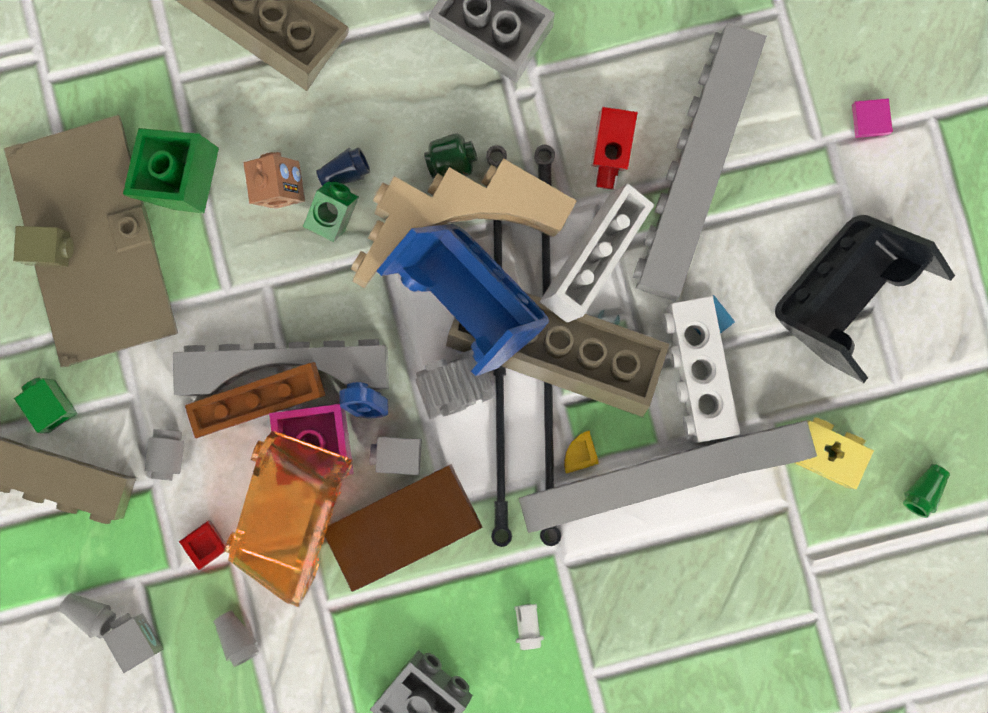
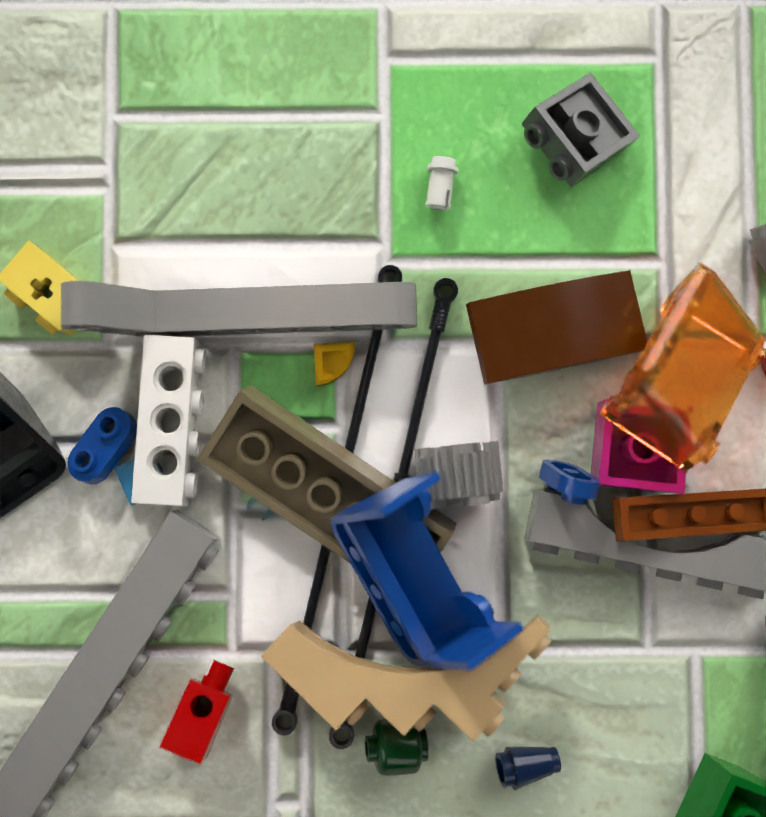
camera: 165 degrees left, 0 degrees up
(274, 181) = (615, 771): nougat head -> none
(321, 219) = (568, 710): brick -> none
(396, 455) = (544, 410): light grey brick -> none
(597, 253) = (252, 587): white brick -> none
(748, 335) = (102, 447): none -> blue plate

